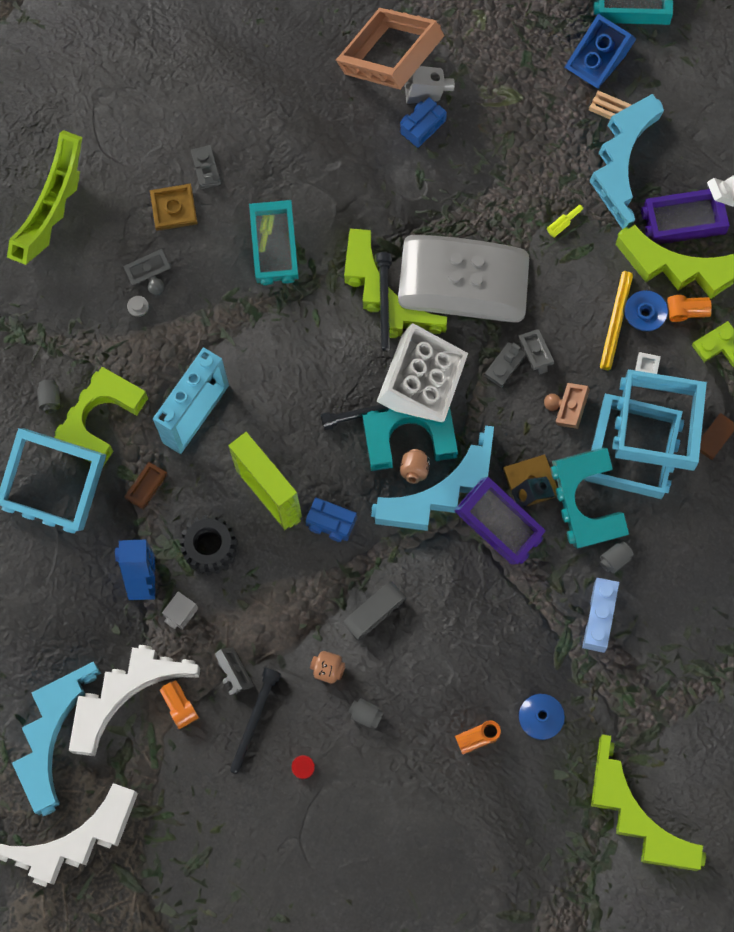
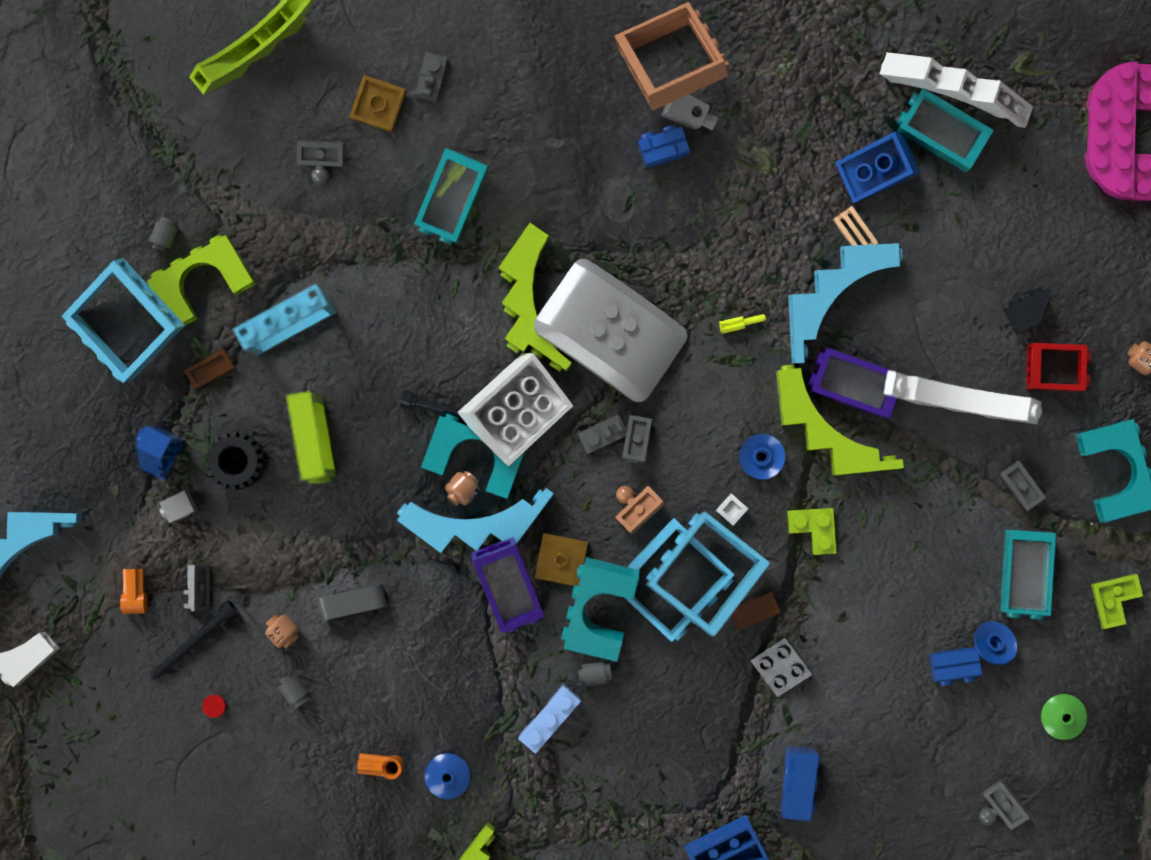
camera: 30 degrees right, 15 degrees up
(94, 713) = (55, 556): white arch -> none
(137, 306) = (292, 187): light grey plate -> none
(331, 520) = (358, 497): blue brick -> none
(383, 261) = (540, 277): black piece -> none
(535, 489) = (556, 573): black bracket -> none
(616, 320) = (730, 449): yellow axle -> none
(682, 308) = (799, 473): orange piece -> none

